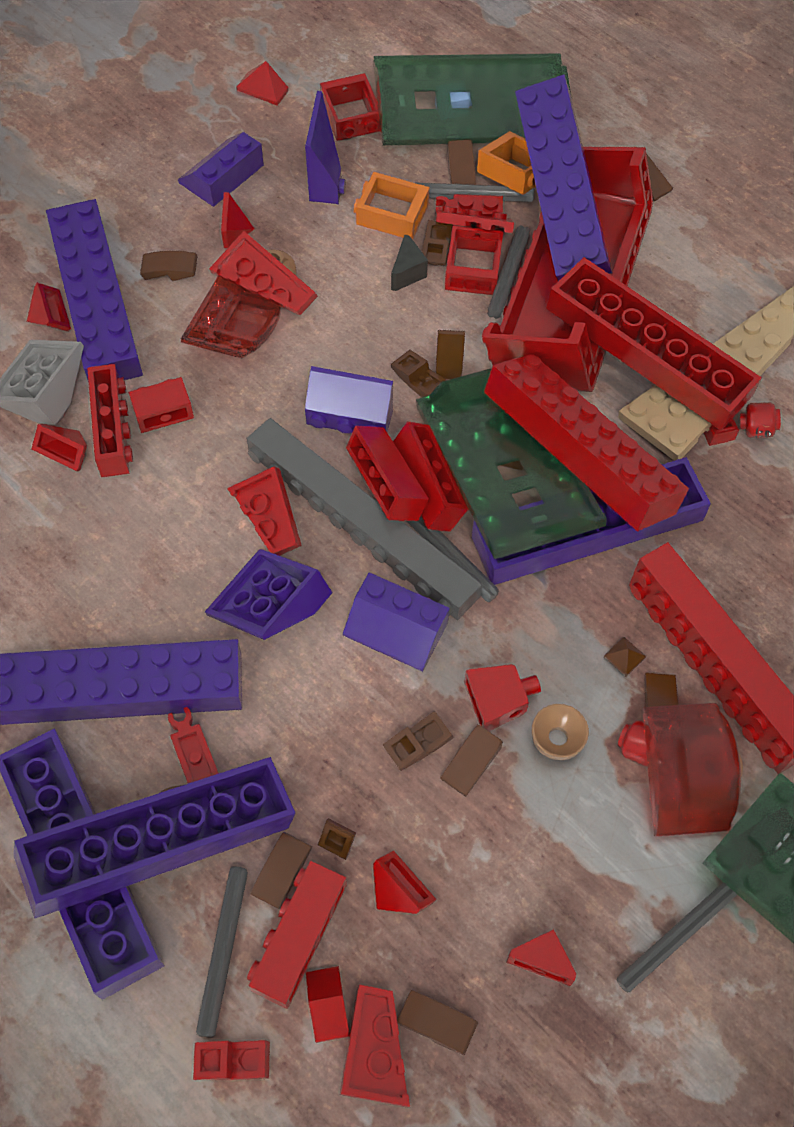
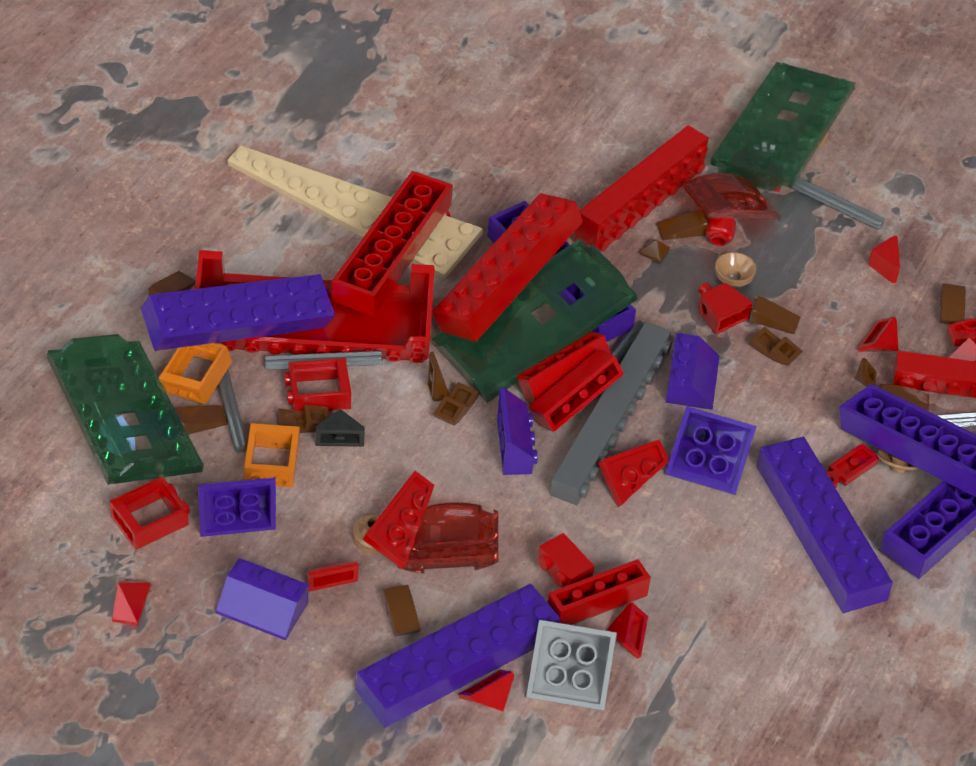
camera: 110 degrees left, 15 degrees down
(474, 217) = (274, 386): red wing -> none
(479, 202) = (248, 401): red plate -> none

